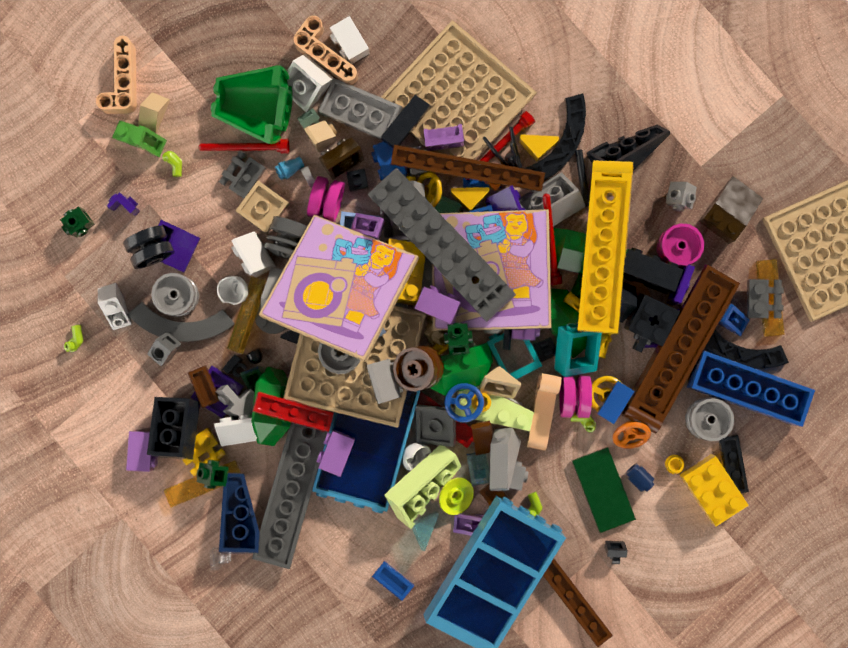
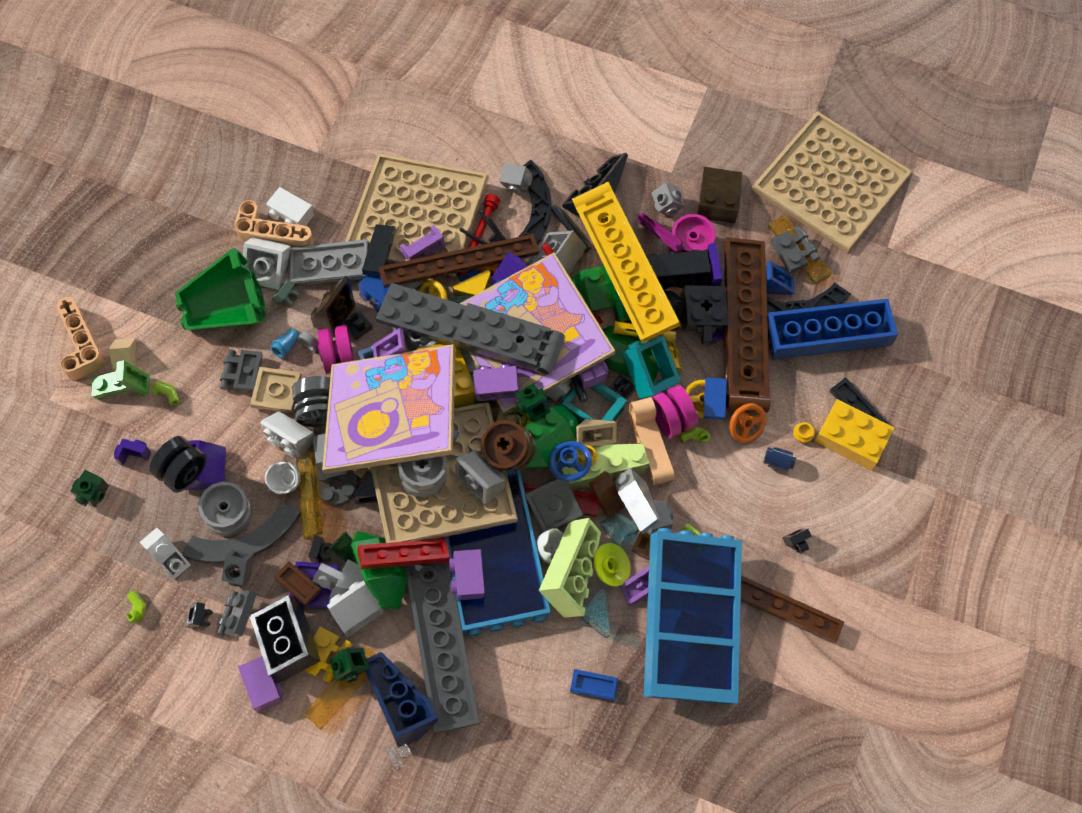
camera: 30 degrees left, 20 degrees down
(115, 371) = (195, 616): none -> black tile
(147, 386) = (236, 613): none -> dark grey plate
(255, 356) = (335, 531): black hinge -> none
(281, 146) = (267, 328): red piece -> none
(321, 135) = (302, 299): tan slope -> none
(538, 145) = (513, 217): yellow slope -> none
(559, 108) = (515, 177): none -> light grey brick
(603, 489) = (751, 489): dark green tile -> none
(655, 227) = (660, 232): none -> magenta axle
(719, 413) = (810, 373): light grey wheel -> none

